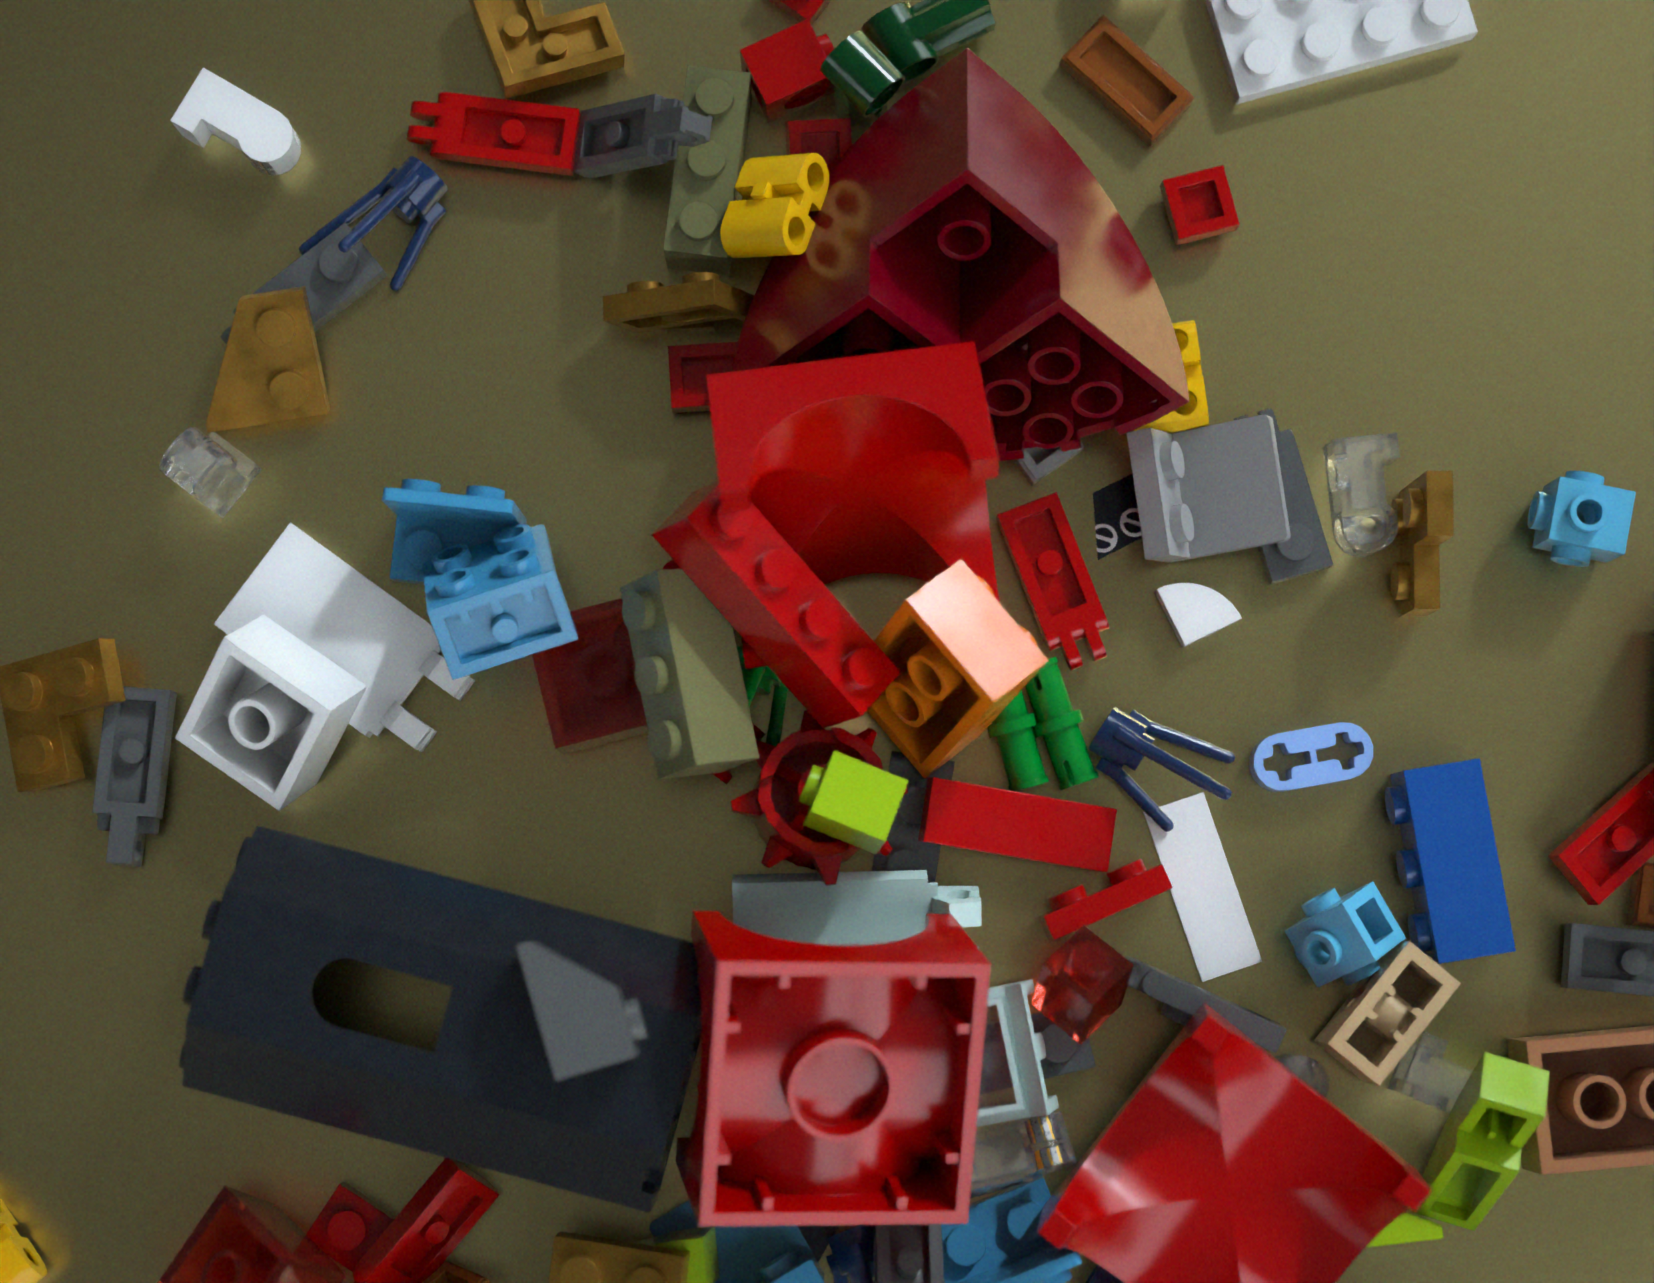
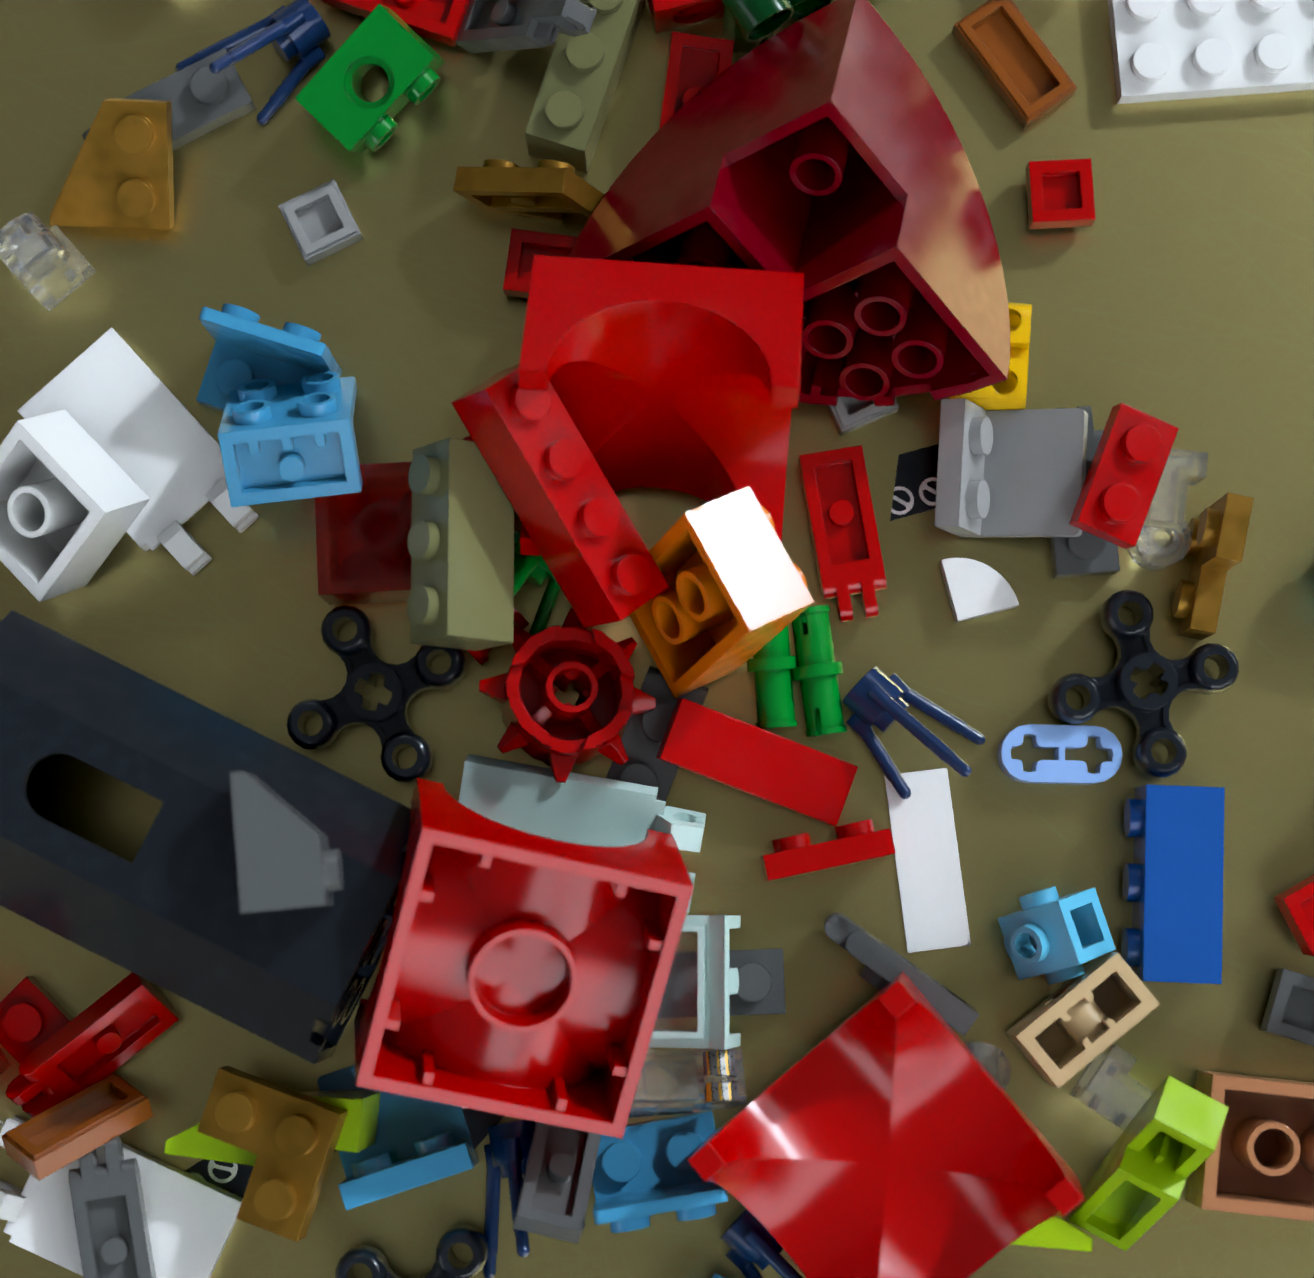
camera: 15 degrees right, 0 degrees up
(467, 247) = (336, 90): none -> green brick
(476, 376) = (320, 222): none -> light grey tile
(607, 852) = (352, 708): none -> black gear
(775, 205) = (642, 110): yellow piece -> none
(852, 801) = (595, 702): lime brick -> none
(1082, 984) = (787, 929): clear red brick -> none
(1320, 473) = (1123, 476): none -> red plate
(1402, 660) = (1170, 678): none -> black gear

